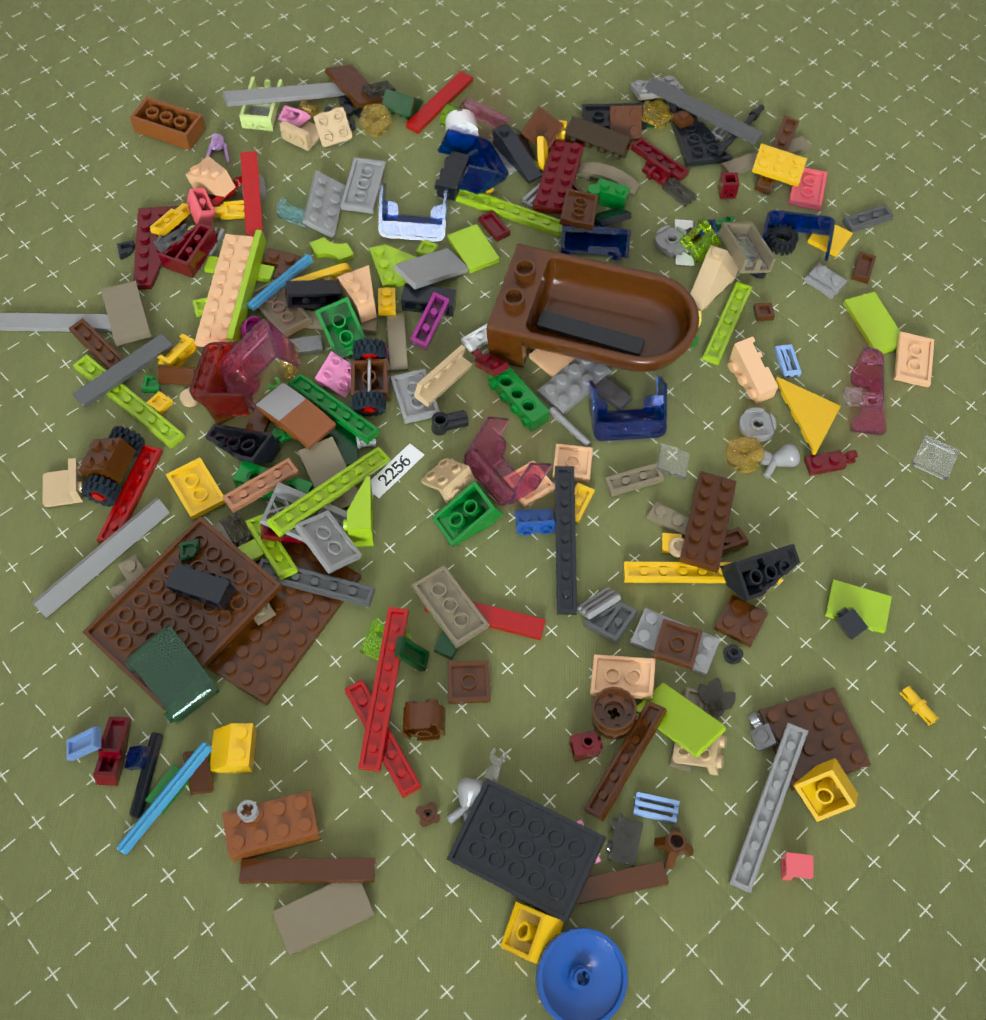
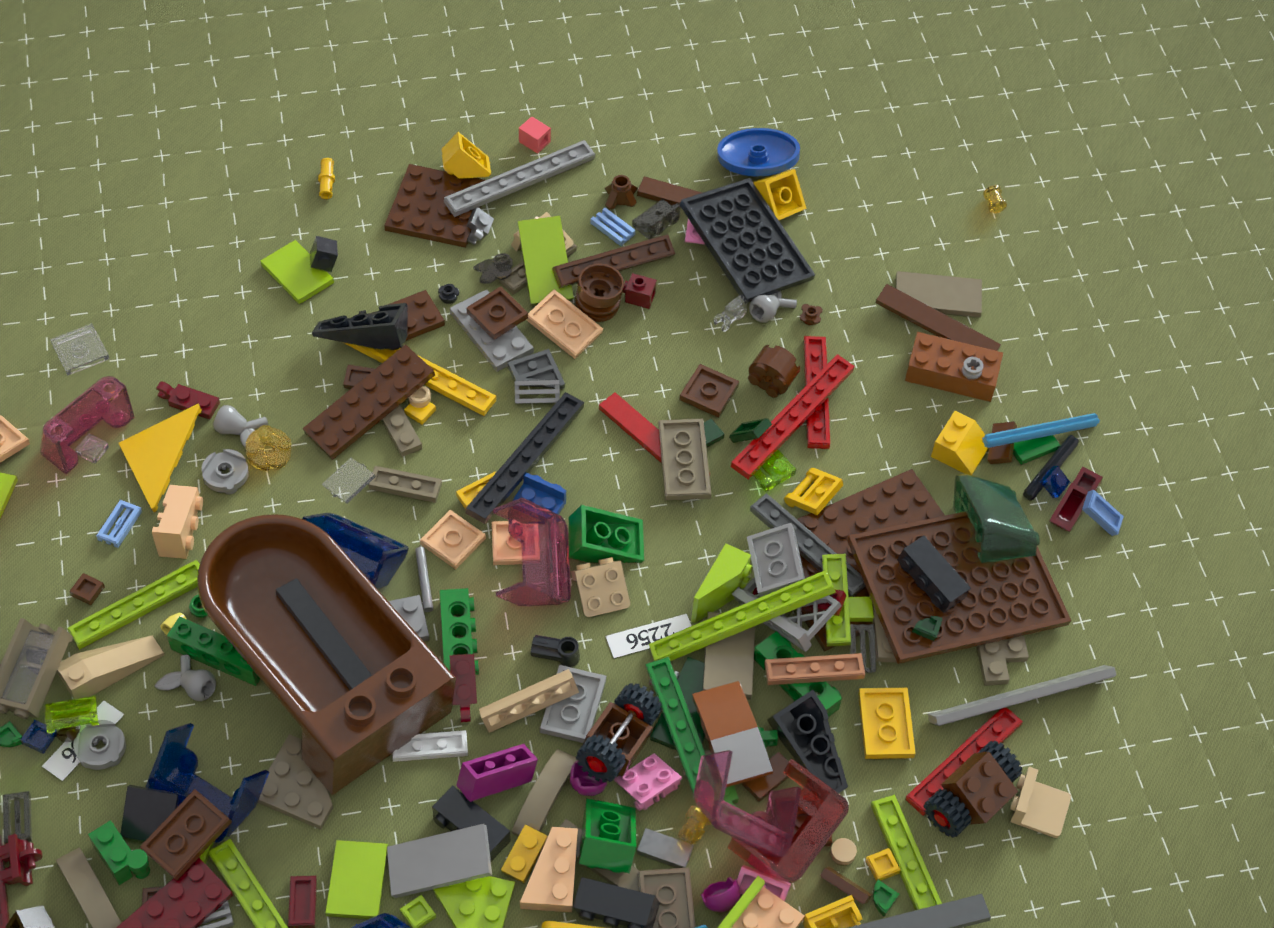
camera: 150 degrees left, 5 degrees down
(328, 634) = (819, 493): none -> yellow plate

